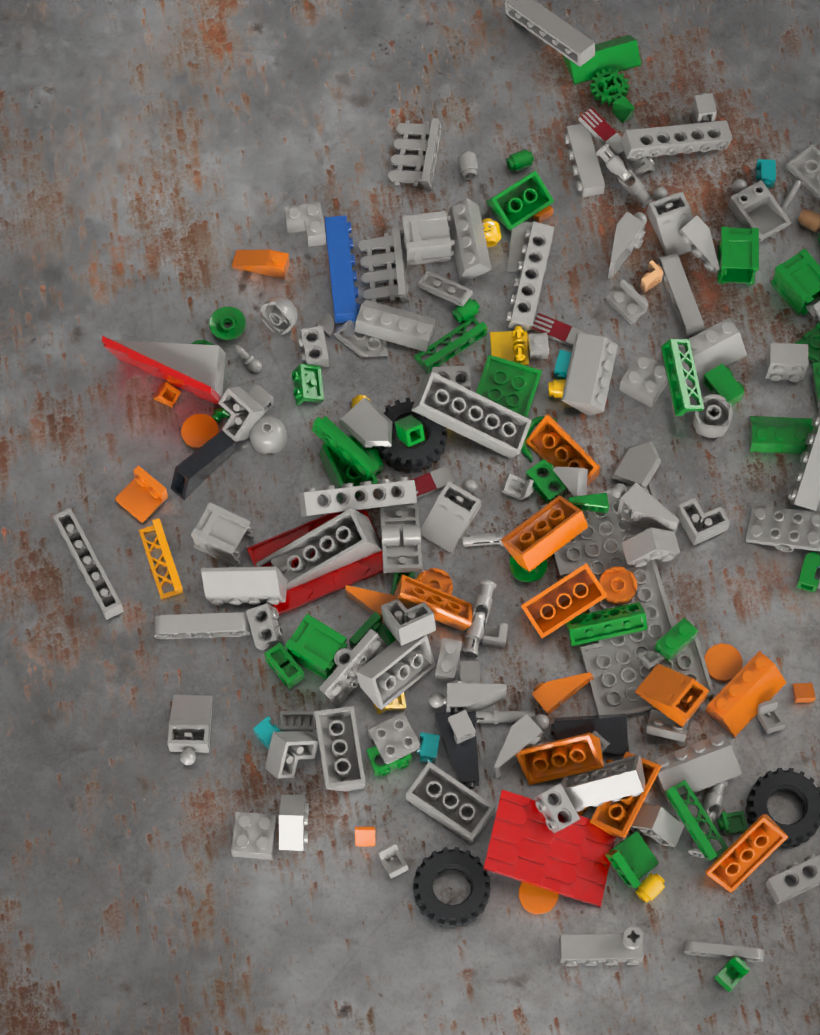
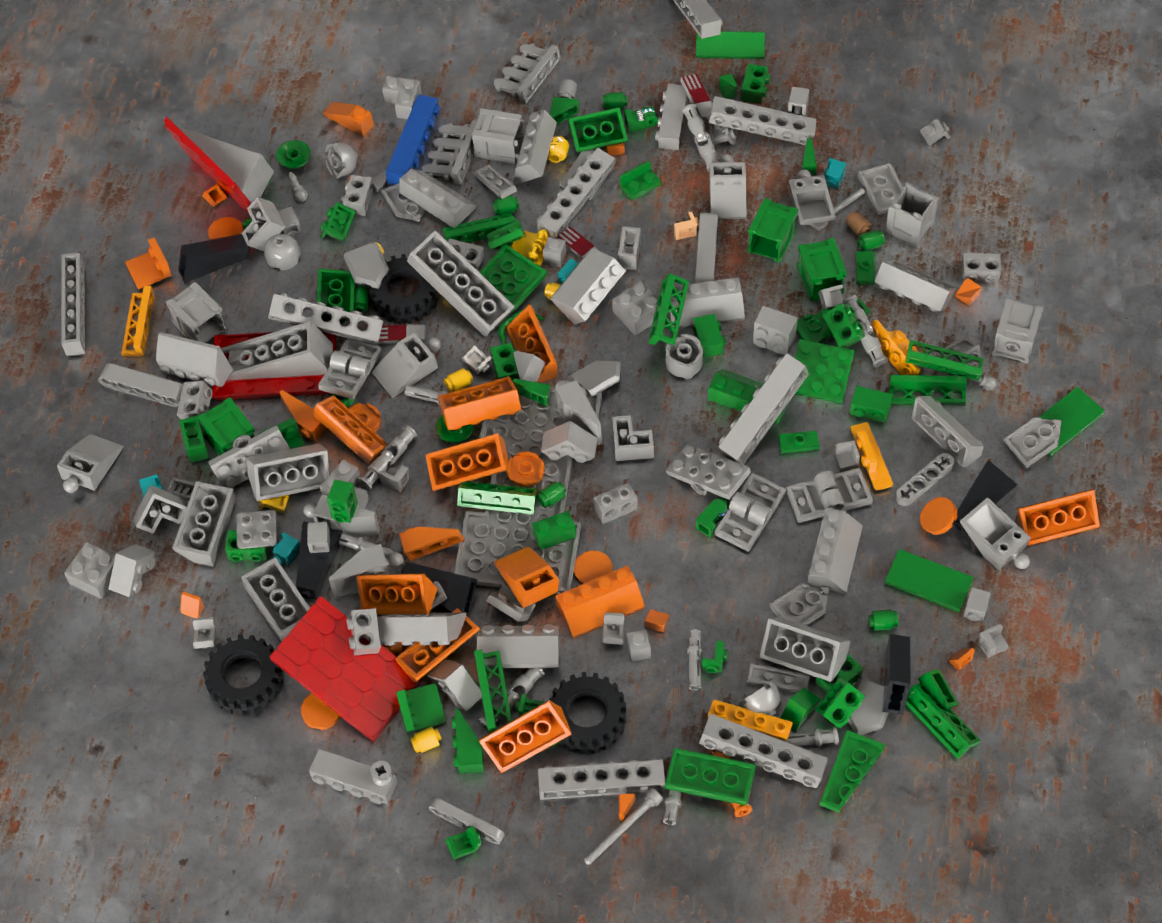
camera: 25 degrees right, 10 degrees down
(345, 448) = (336, 276): green fence -> none
(410, 430) = (400, 279): green brick -> none
(410, 623) = (315, 433): light grey brick -> none
(473, 185) = (563, 109): none -> green slope
(477, 687) = (342, 501): none -> green brick
(484, 345) = (505, 235): none -> green bracket
(508, 514) = (458, 380): none -> yellow brick
(554, 171) = (640, 119): none -> green leg
(583, 241) = (639, 181): none -> green bracket
(609, 86) = (724, 64): green gear -> none
(609, 318) = (629, 247): none -> light grey brick
(626, 239) = (673, 189): light grey slope -> none
(628, 302) = (655, 242): light grey bracket -> none
(644, 98) = (755, 83): none -> green brick
(650, 658) = (524, 540): light grey tile -> none
(656, 603) = (551, 494): none -> green brick
(693, 881) = (469, 750): none -> green slope
(699, 238) = (742, 202): light grey slope -> none
(716, 590) = (615, 503): none -> light grey brick
(736, 165) = (809, 160): none -> green slope
(801, 724) = (638, 645): none -> light grey brick

